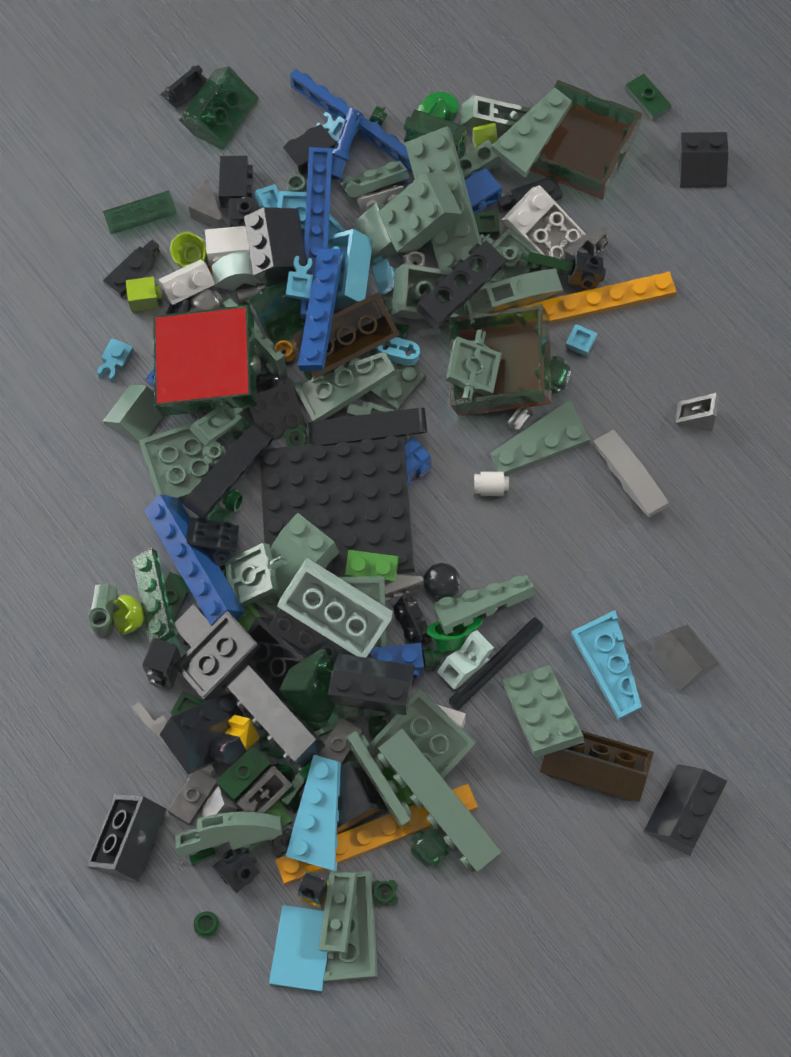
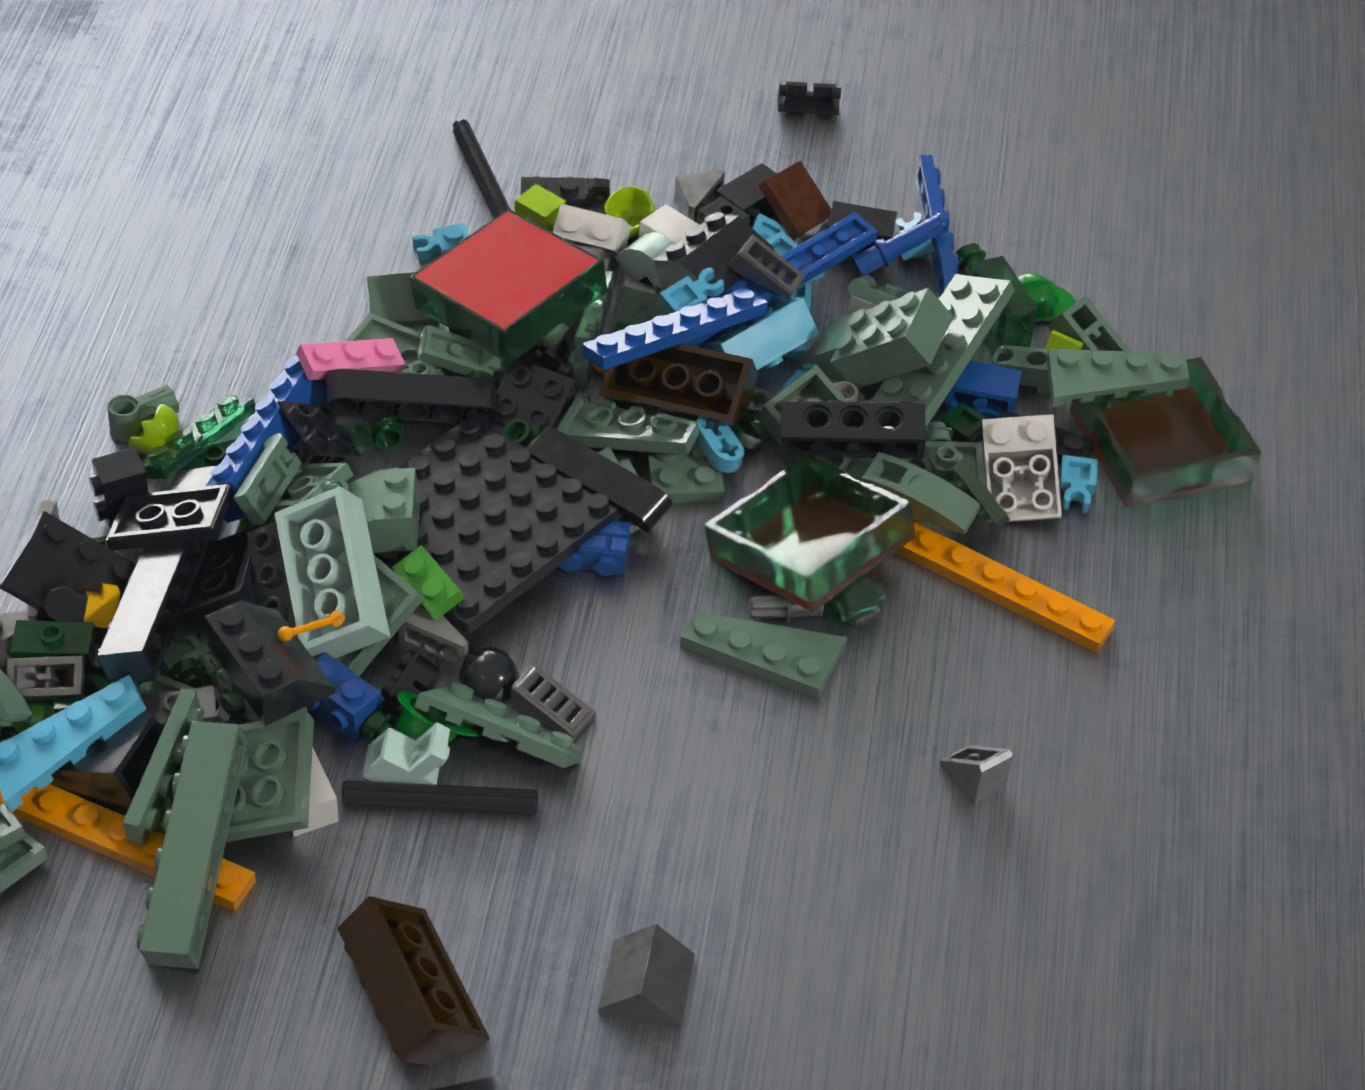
camera: 40 degrees right, 20 degrees down
(79, 296) = (480, 167): none -> black axle
(139, 212) = (629, 155): clear green plate -> none
(177, 480) = (372, 354): none -> bright pink plate
(219, 107) = (819, 135): clear green slope -> none
(234, 588) = (267, 480): none -> sand green plate
(263, 163) = (796, 200): none -> copper tile
(301, 234) = (758, 260): none -> flat silver slope
(308, 687) = (193, 603): clear green slope -> none
(371, 663) = (335, 619): none -> light orange hinge
(389, 886) = (33, 879): dark green plate -> none
(429, 847) = (127, 887): clear green head -> none
(473, 366) = (771, 508): sand green plate -> none
(477, 559) = (534, 686): none -> flat silver slope
(491, 483) = (657, 635): white brick -> none
(542, 711) = (415, 870): sand green plate -> none
(573, 205) = (1078, 480): none -> medium azure plate
(581, 340) = (930, 598): medium azure plate -> none
(586, 271) = (1015, 539): black brick -> none
(589, 243) = (1056, 523): flat silver slope -> none
(607, 659) = (557, 904): medium azure wing -> none
(631, 473) = (821, 756): light grey slope -> none
(648, 96) = (1296, 460): dark green plate -> none
(703, 159) = (1288, 553): black slope -> none

